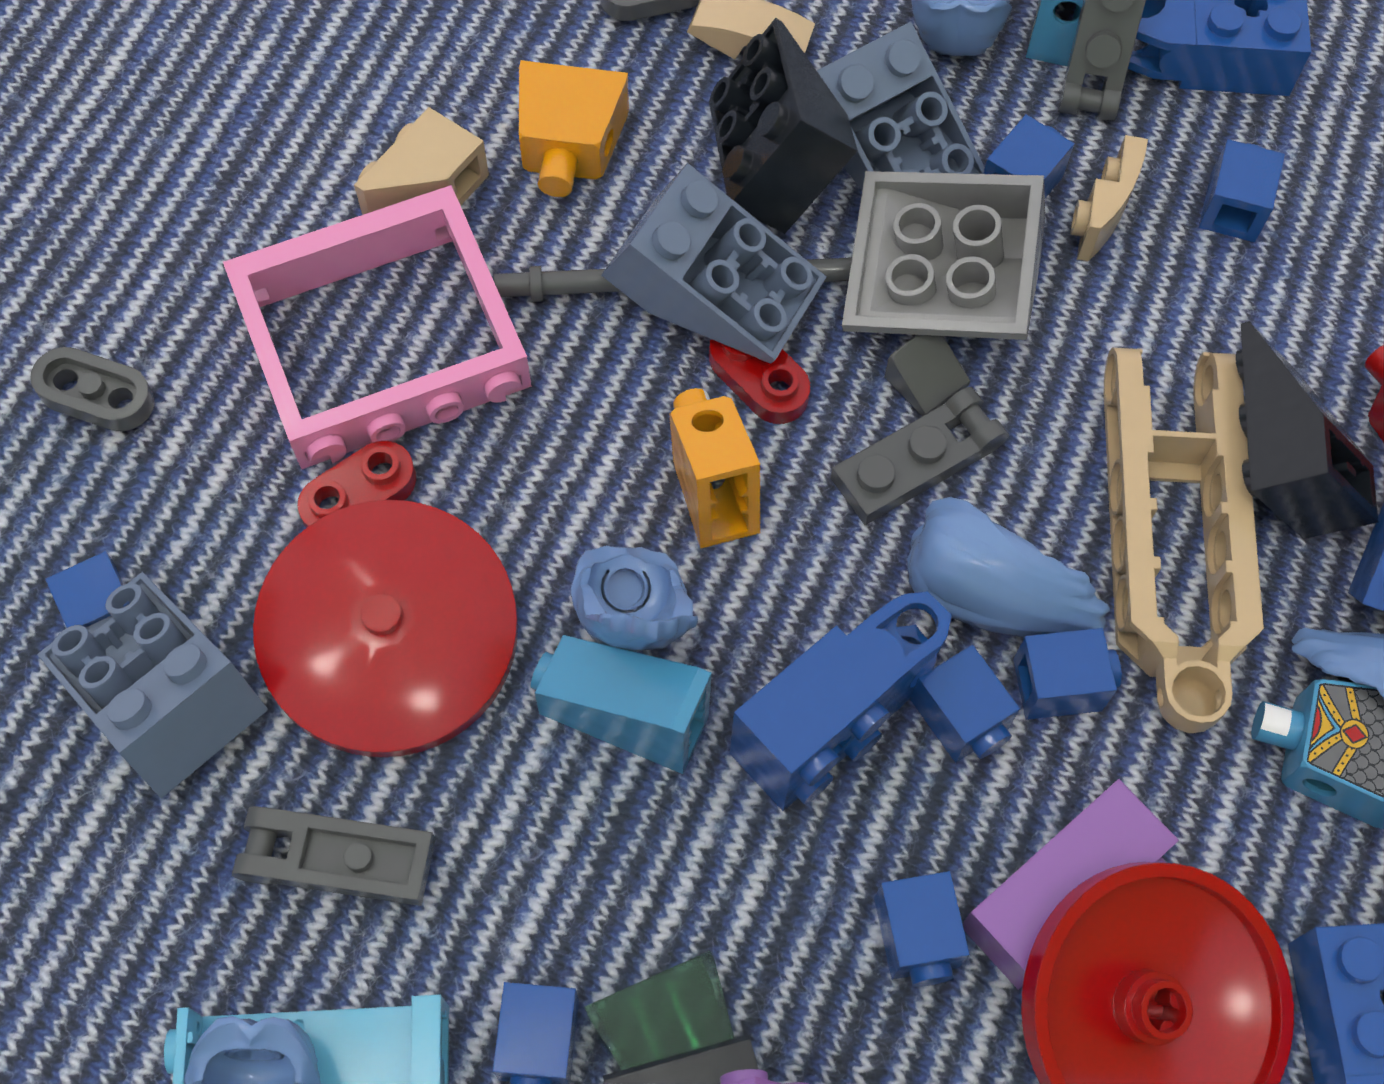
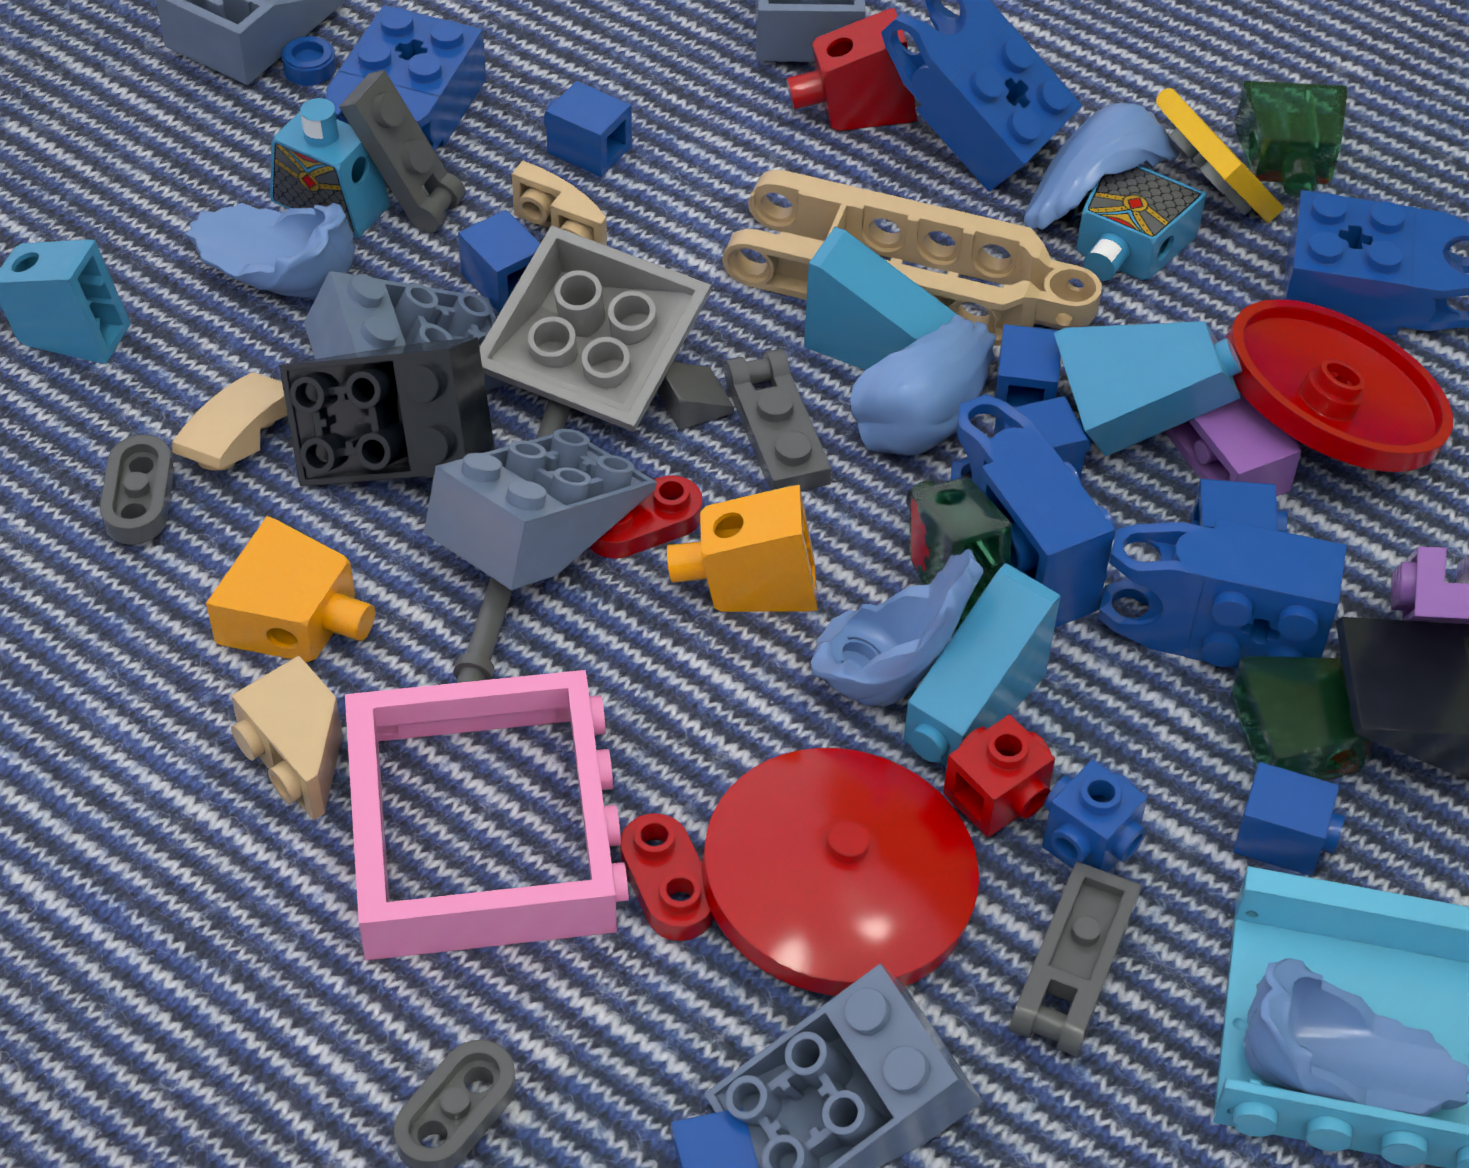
camera: 75 degrees left, 15 degrees down
(486, 862) = (1094, 818): none -> blue brick
(513, 741) = (999, 775): none -> red brick
(776, 633) = (949, 521): none -> torso
(790, 930) = (1227, 591): none -> blue brick
(1061, 780) = (1145, 378): none -> dark azure slope
(1078, 487) = (864, 305): none -> dark azure slope
(1297, 449) = (870, 148): black slope -> none

